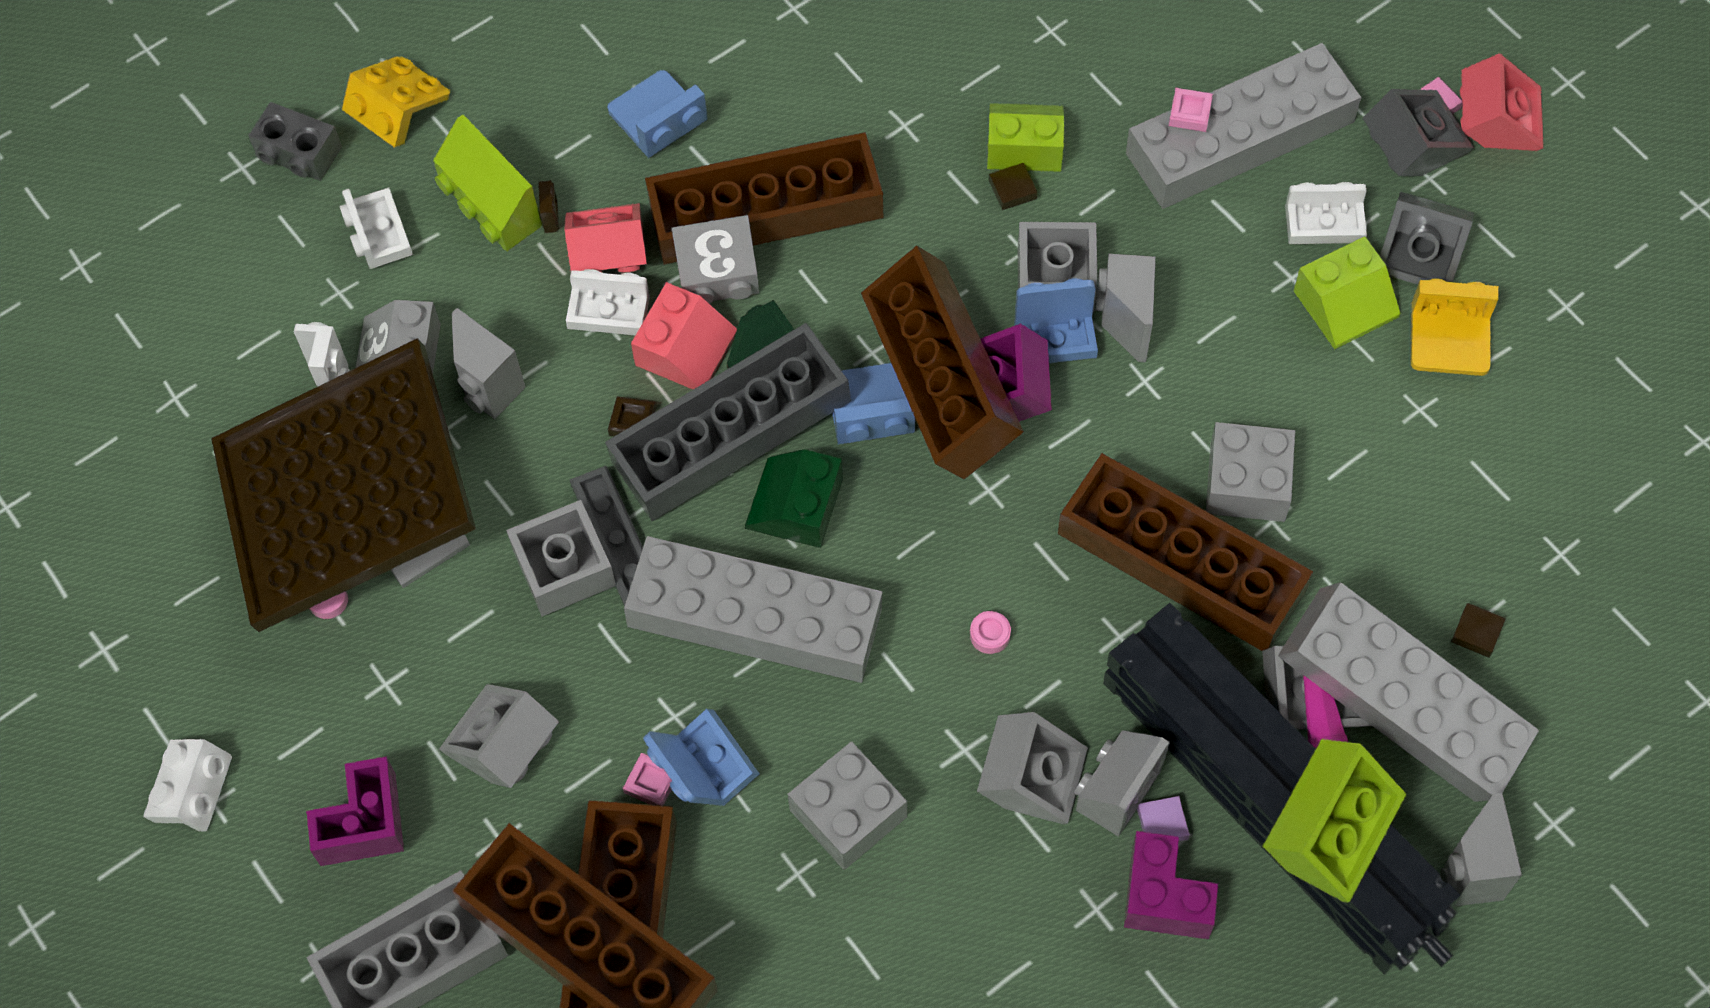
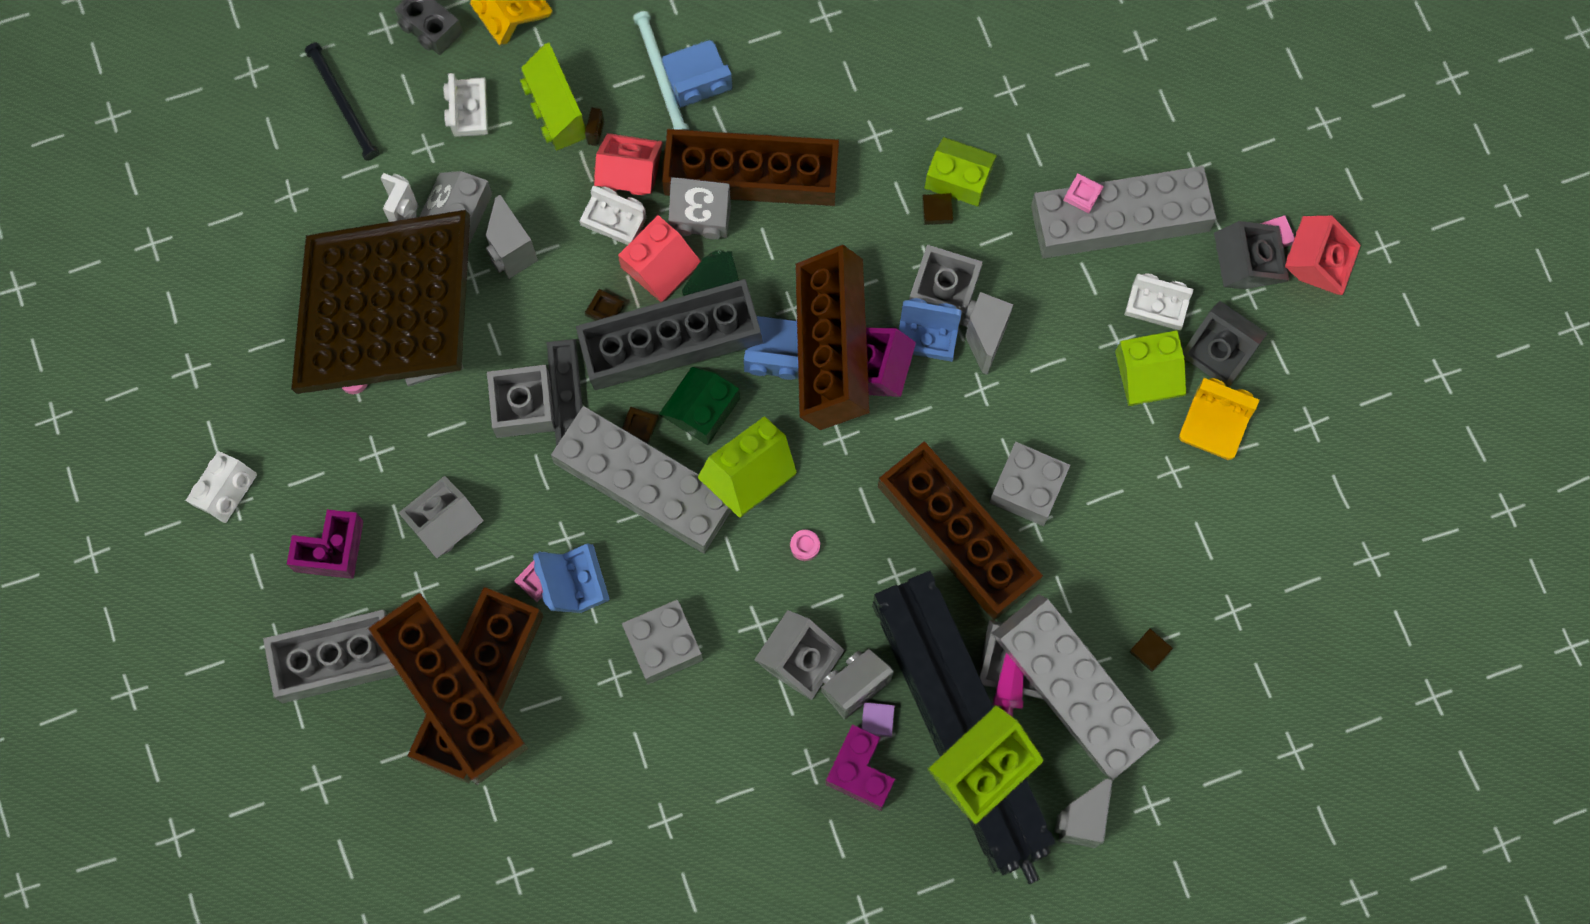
camera: 15 degrees right, 10 degrees up
(265, 316) = (369, 151): none -> black bar
(568, 70) = (642, 19): none -> light aqua bar
(725, 540) = (640, 424): none -> dark brown tile
(888, 550) = (749, 467): none -> lime slope

